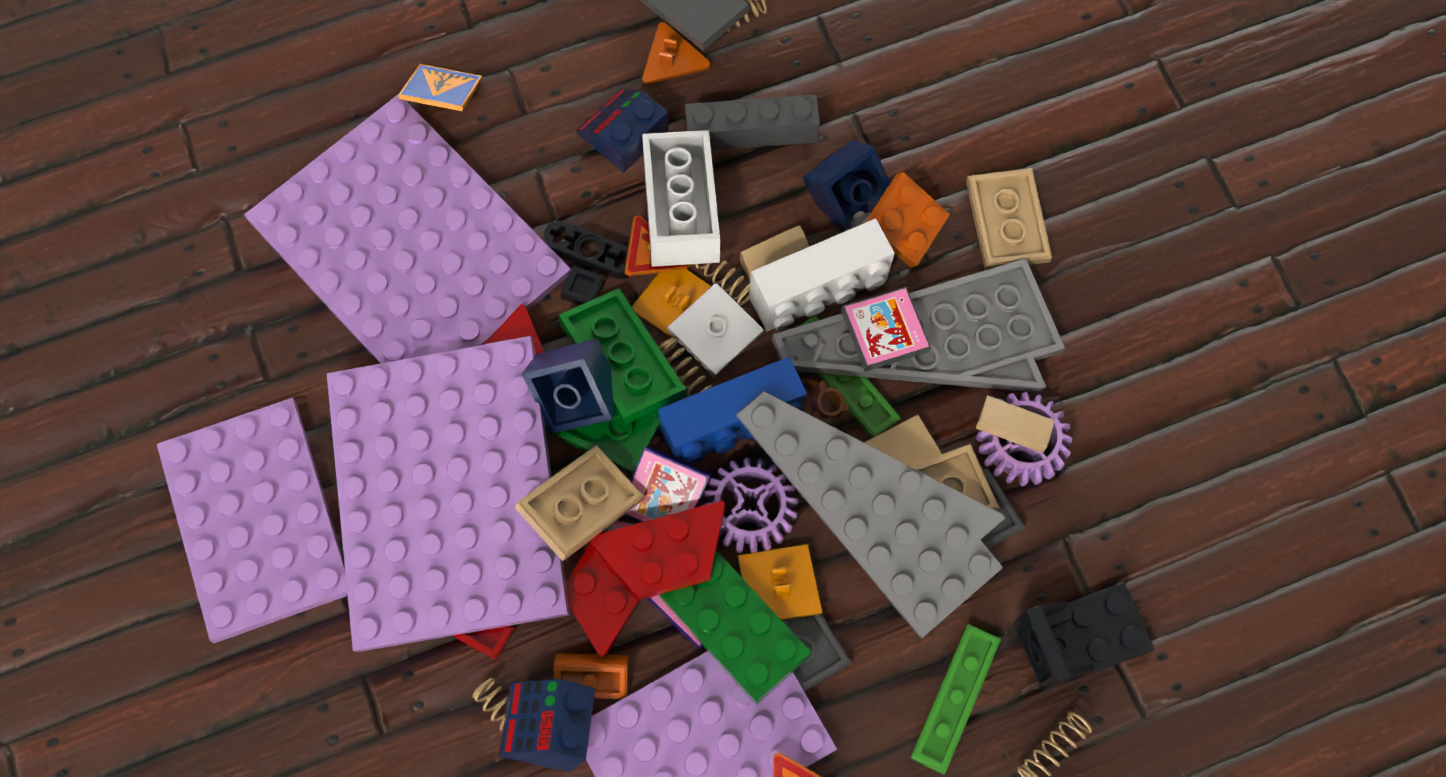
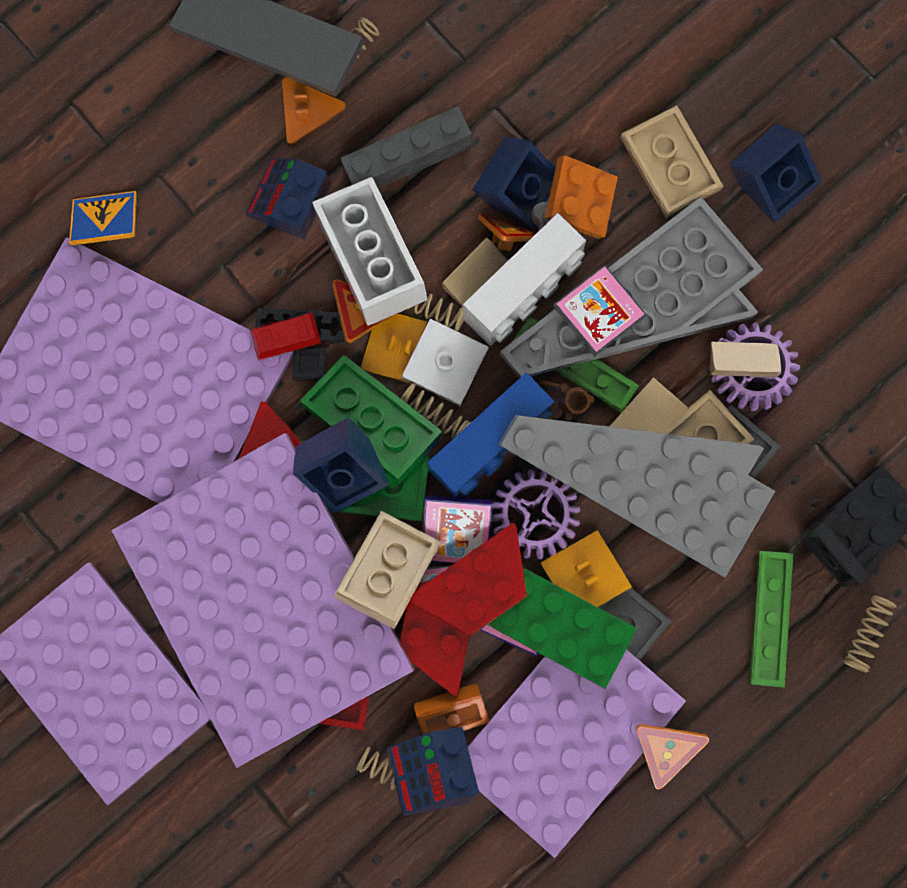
camera: 15 degrees left, 10 degrees up
(568, 251) = (285, 336): none -> red tile
(818, 227) = (505, 232): none -> orange piece
(1110, 261) = (777, 171): none -> dark blue slope

